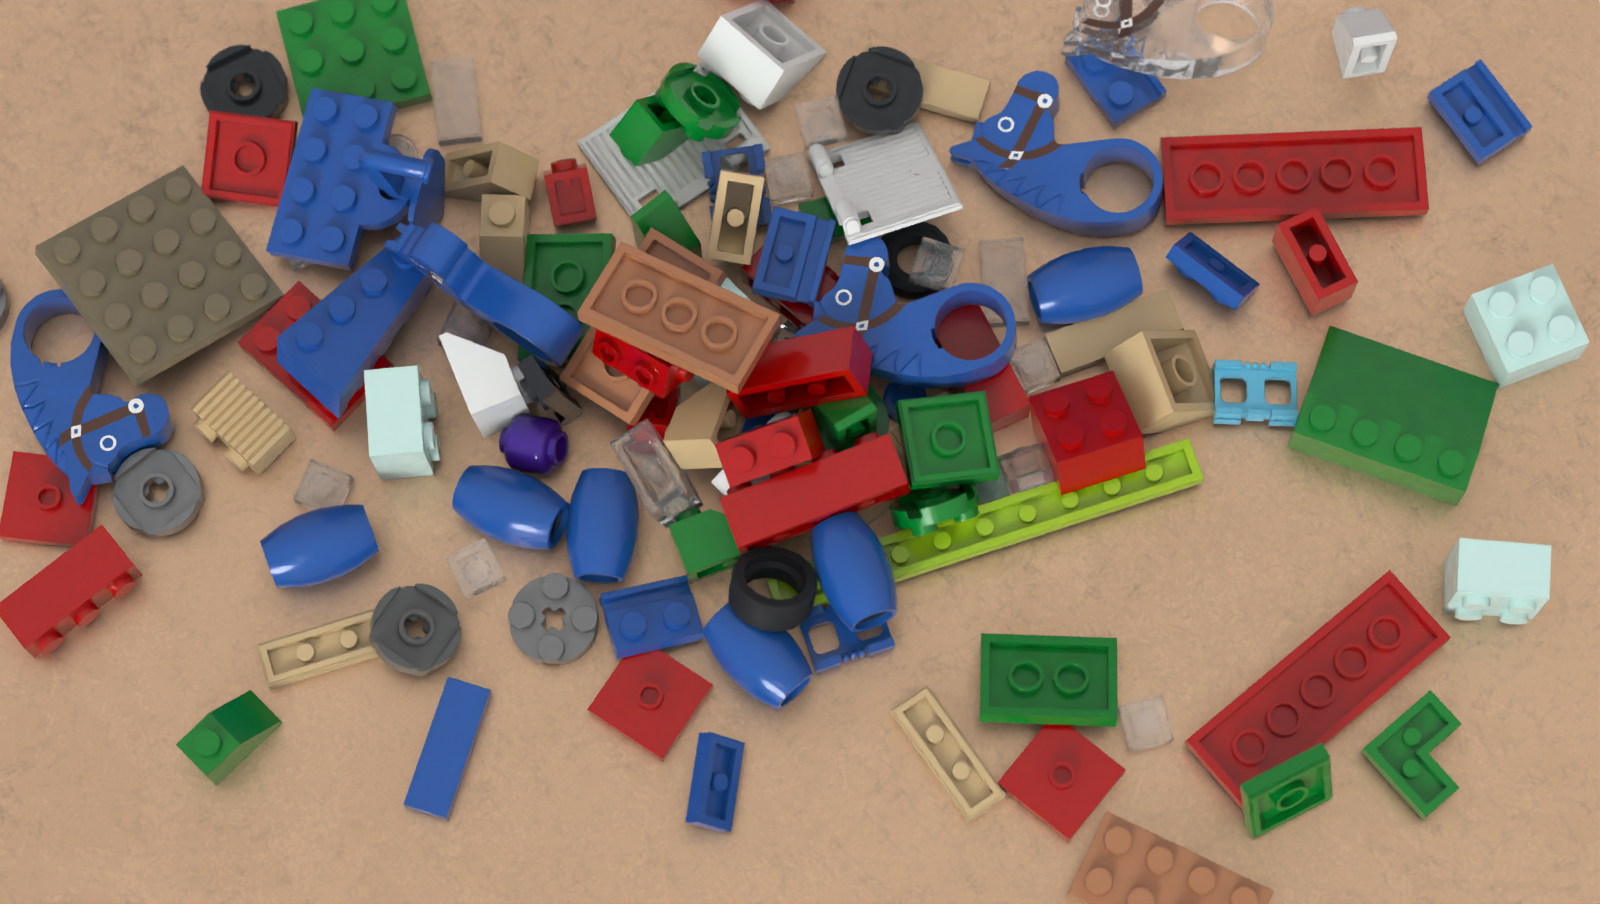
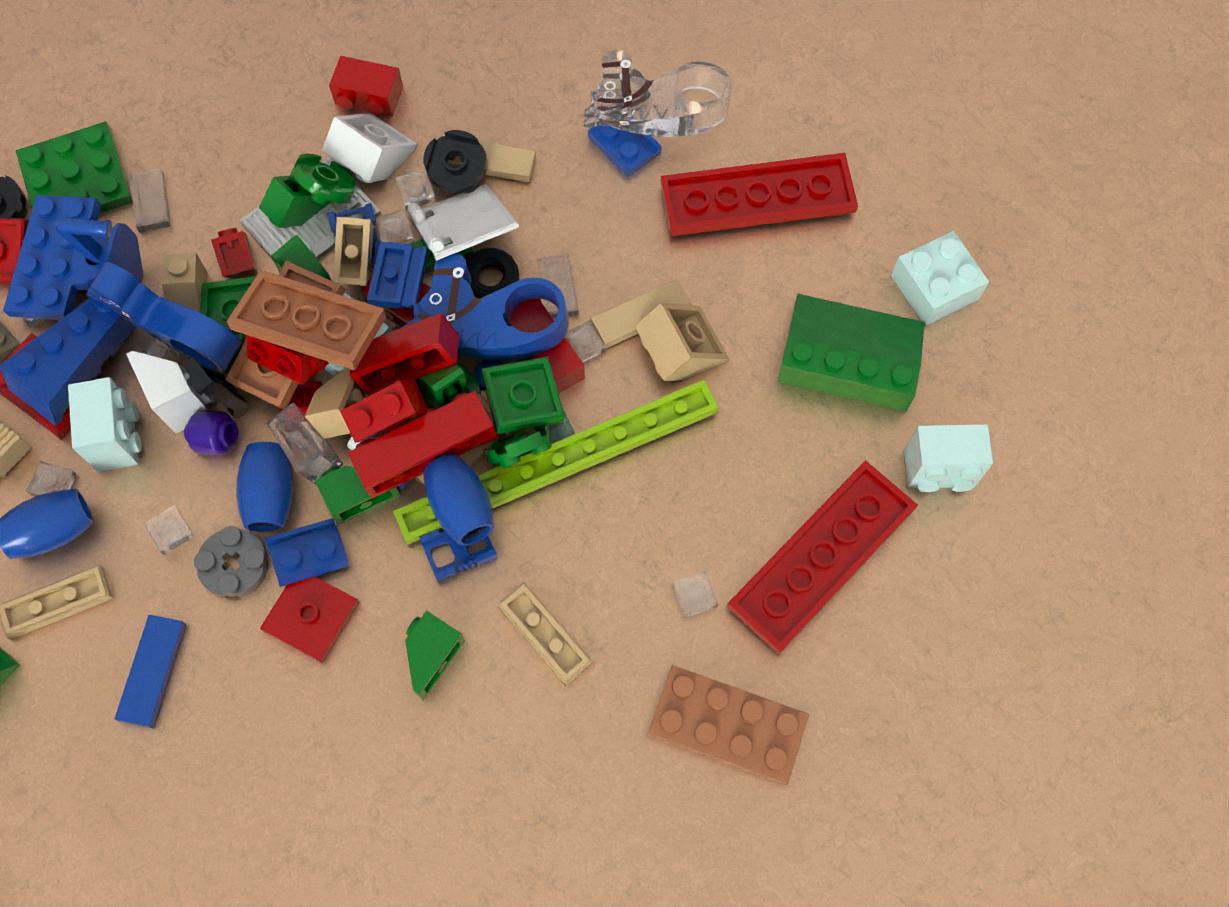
camera: 10 degrees left, 5 degrees down
(415, 654) = (124, 599): dark grey plate -> none
(489, 170) = (171, 238): tan slope -> none
(511, 506) = (192, 479): blue piece -> none
(714, 782) = (362, 675): blue plate -> none
(758, 660) = (389, 570): blue piece -> none
(766, 612) = (395, 536): black tyre -> none
(802, 760) = (430, 650): none -> green slope
(936, 264) = (504, 272): clear plate -> none
(1026, 468) = (585, 413): clear plate -> none
(1045, 178) = (584, 210): blue animal -> none
(1048, 680) = (617, 568): green plate -> none
(1061, 778) = (634, 642): red plate -> none
(1084, 284) = (616, 279): blue piece -> none
(1087, 432) = (628, 381): red brick -> none
(1212, 270) = (700, 258): blue plate -> none
(1255, 406) = (750, 354): medium azure piece -> none
(1287, 790) = (810, 633): green plate -> none
(1314, 261) = (781, 247): red brick -> none
(1363, 41) = (797, 101): white slope -> none
(1404, 755) = (895, 597): green plate -> none
(1479, 111) = (883, 140): blue plate -> none

